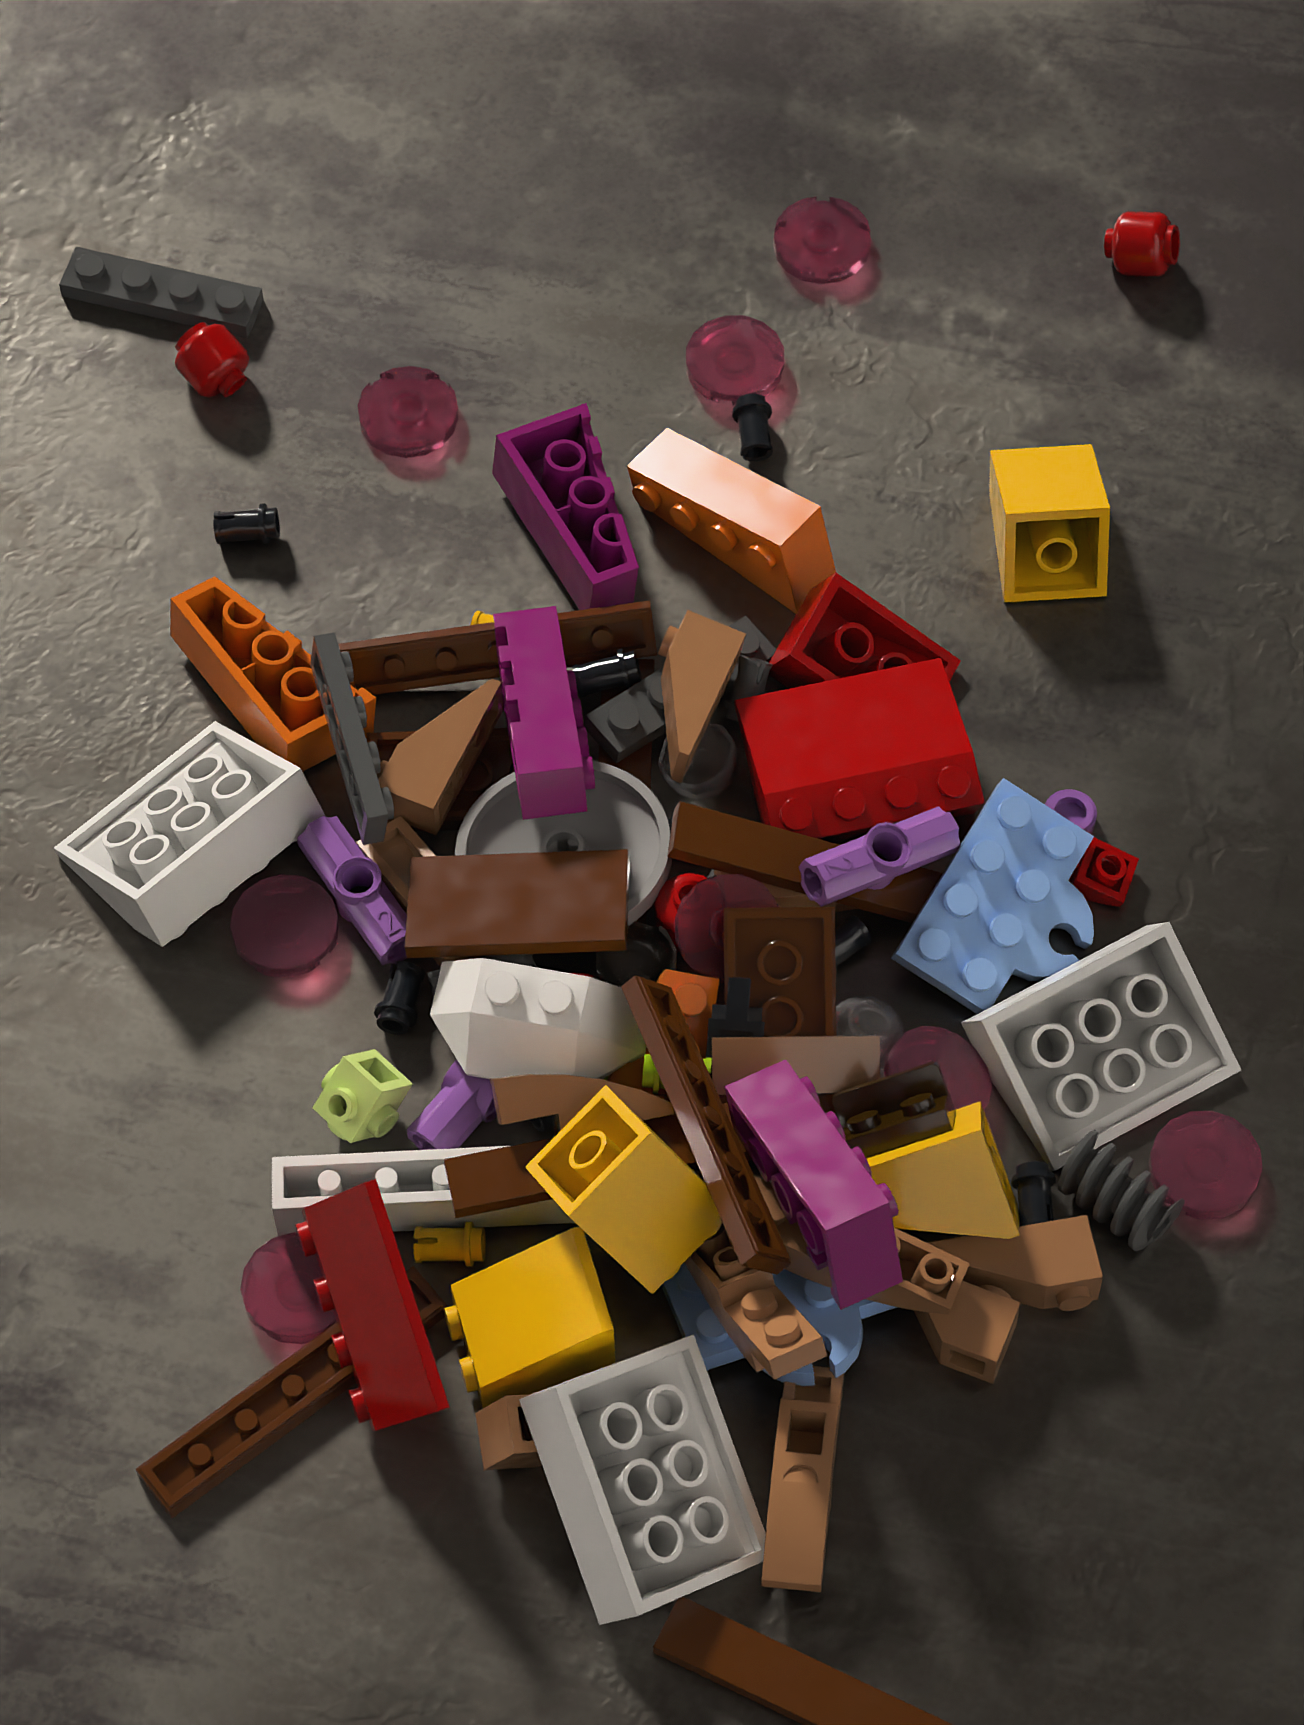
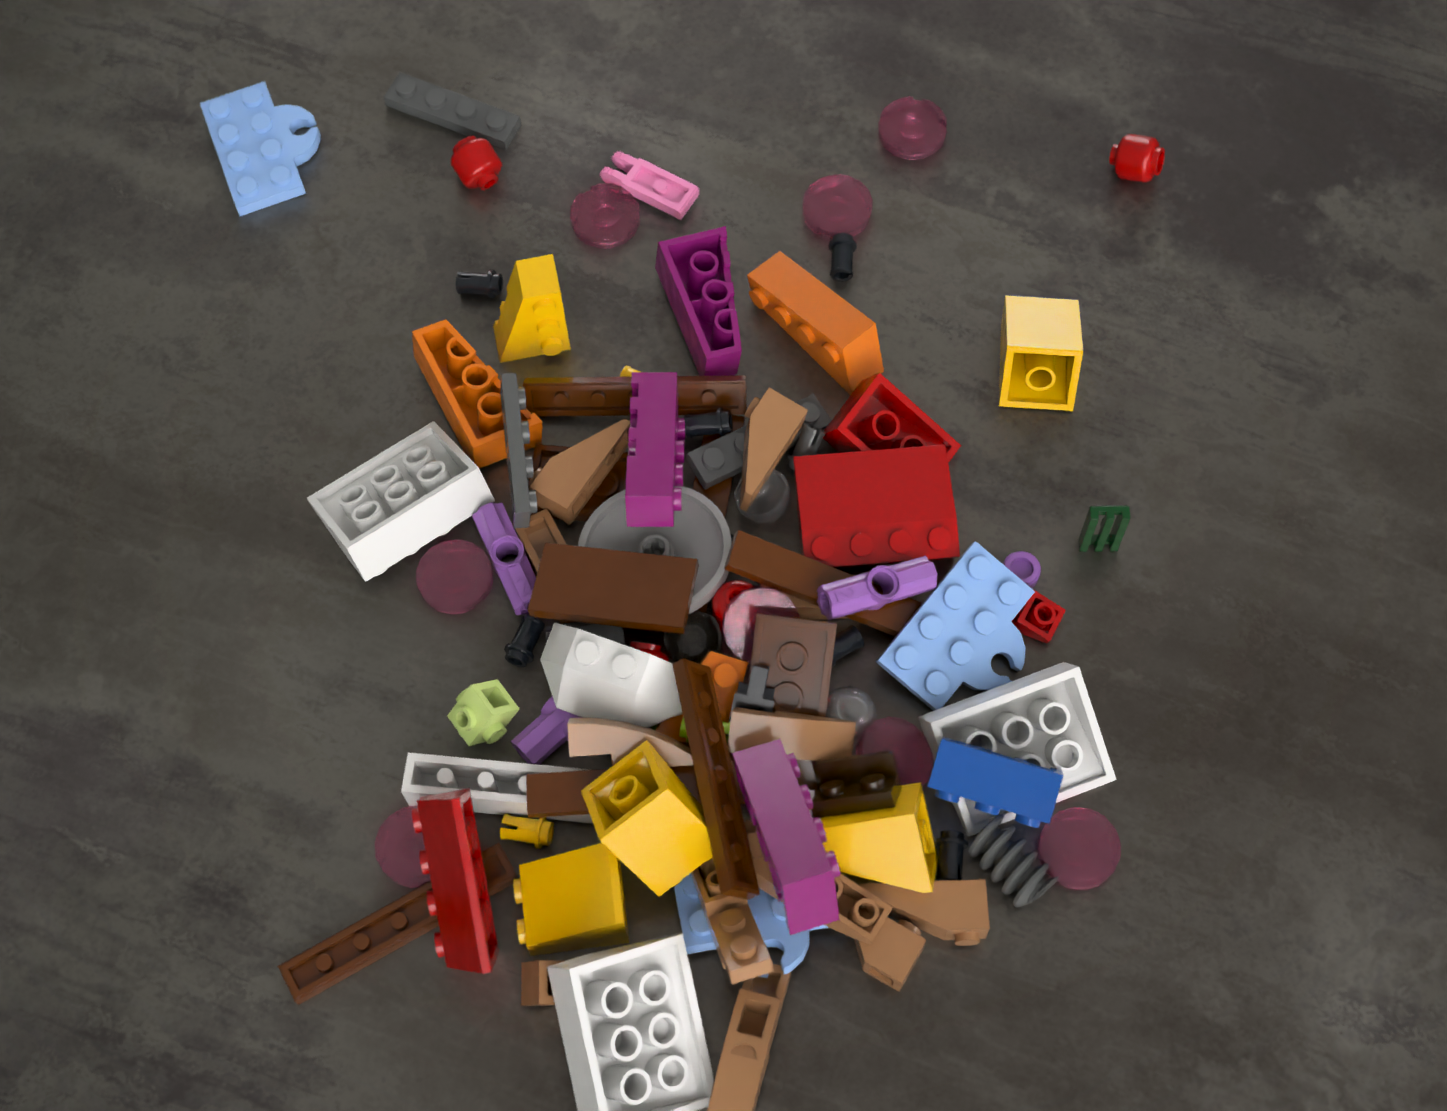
camera: 10 degrees right, 5 degrees up
(337, 554) = (533, 312): none -> yellow wedge
(467, 360) = (651, 184): none -> bright pink hinge
(1080, 1084) = (995, 782): none -> blue wedge
(1174, 758) = (1103, 537): none -> dark green tile

